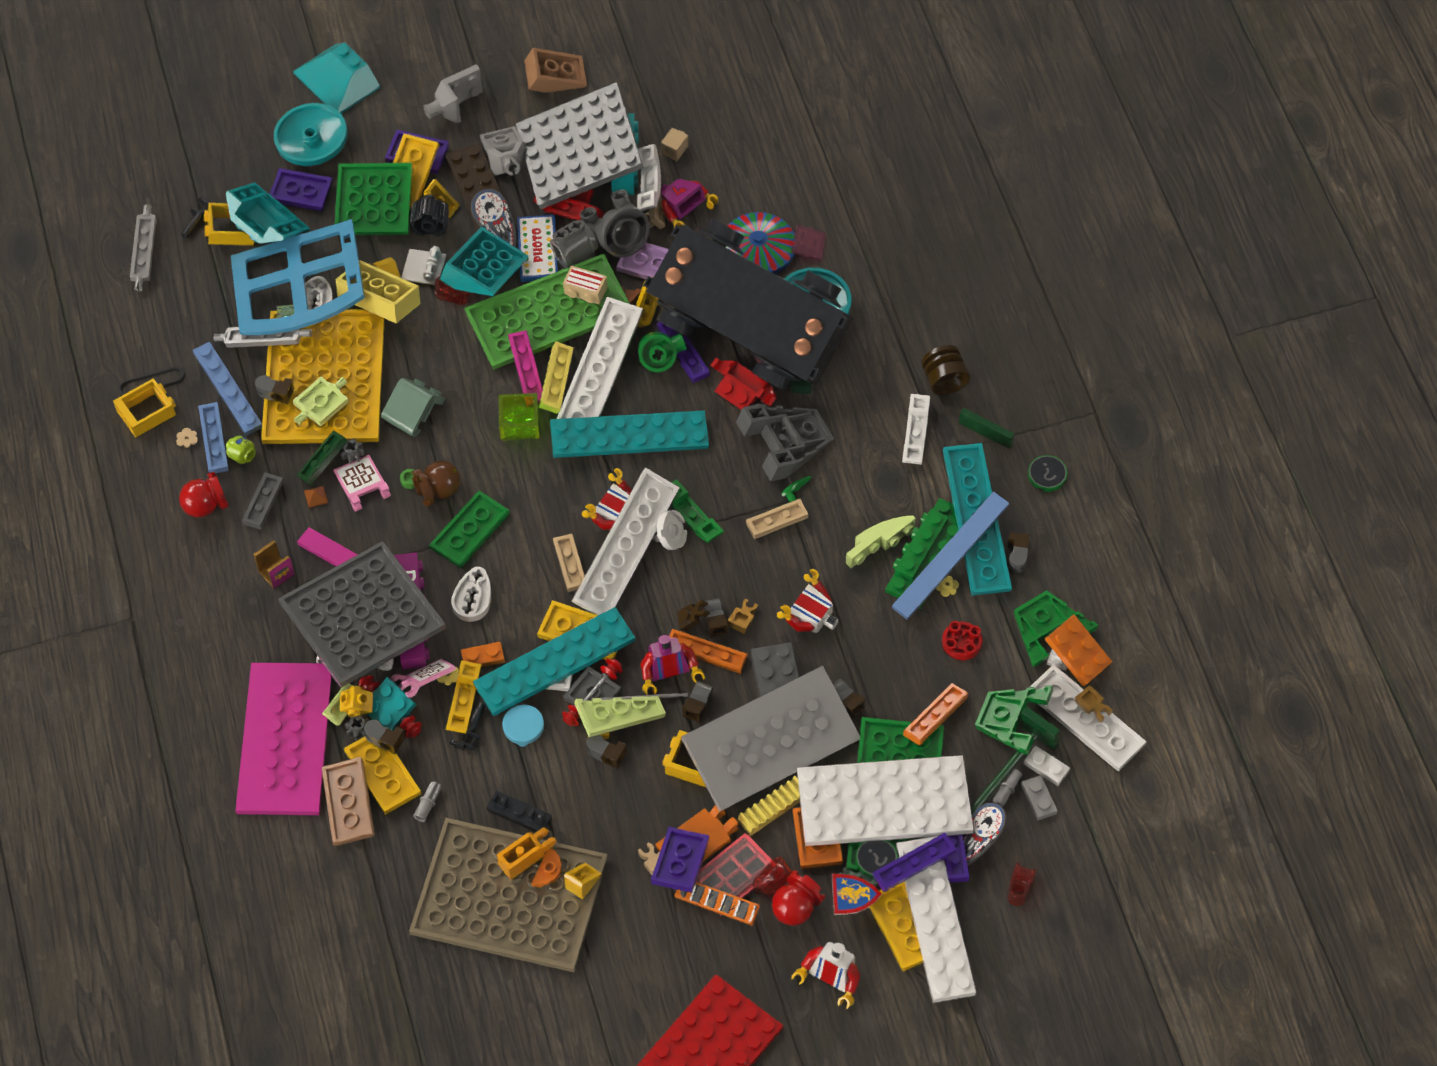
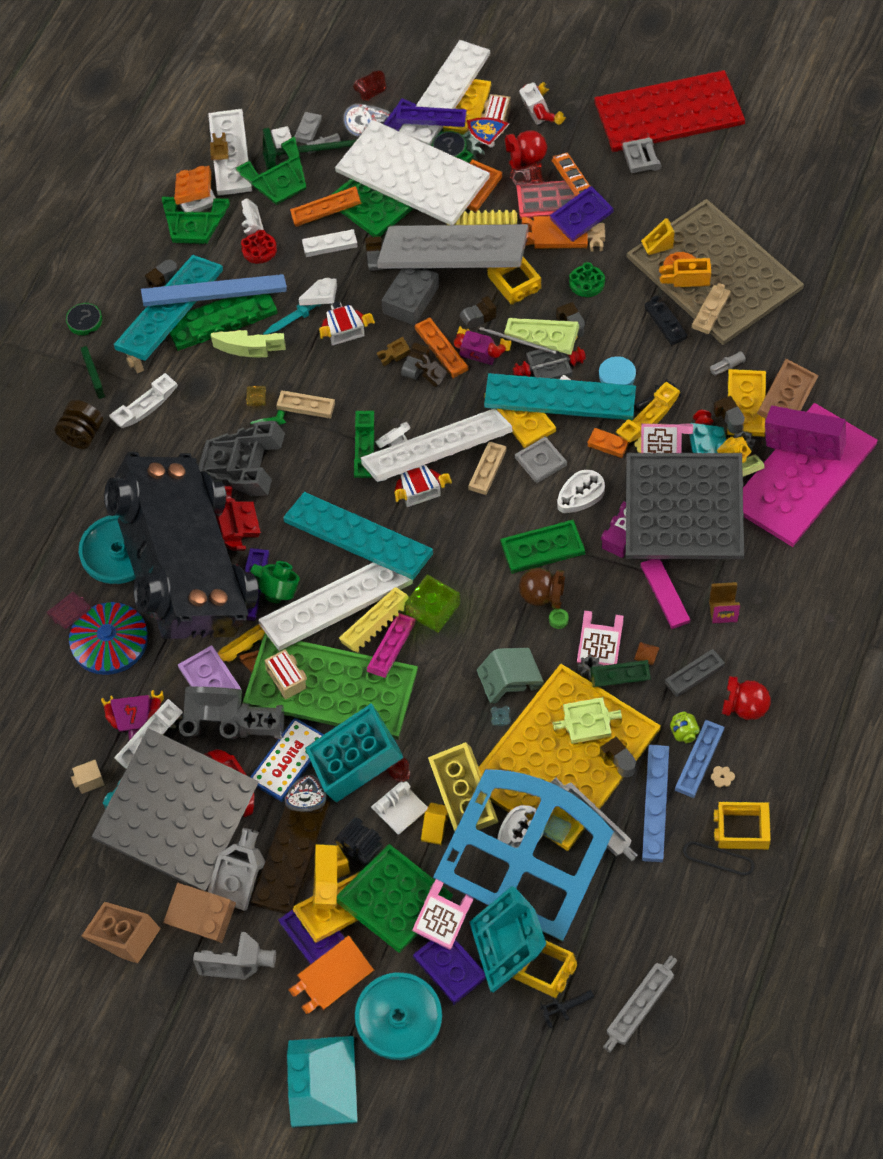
camera: 140 degrees left, 0 degrees up
(298, 750) = (805, 432): none -> magenta brick
(327, 205) = (440, 917): none -> flag
(380, 132) = (332, 975): none -> orange tile
(397, 370) = (500, 721): none -> clear light blue plate
(427, 165) = (325, 877): none -> yellow slope
(479, 840) = (711, 308): none -> tan plate
(504, 110) = (199, 912): none -> medium nougat slope
(530, 603) = (541, 459): none -> light grey tile
(626, 806) = (587, 280): none -> green tile
(684, 978) = (636, 158): none -> light grey plate
(827, 499) = (256, 395): none -> clear yellow plate
(858, 625) = (320, 293): none -> white wing
(863, 603) = (302, 310): none -> teal sword
(865, 934) = (497, 107): none -> brick
(901, 688) = (329, 243): none -> white plate
(995, 661) = (252, 214): none -> white plate

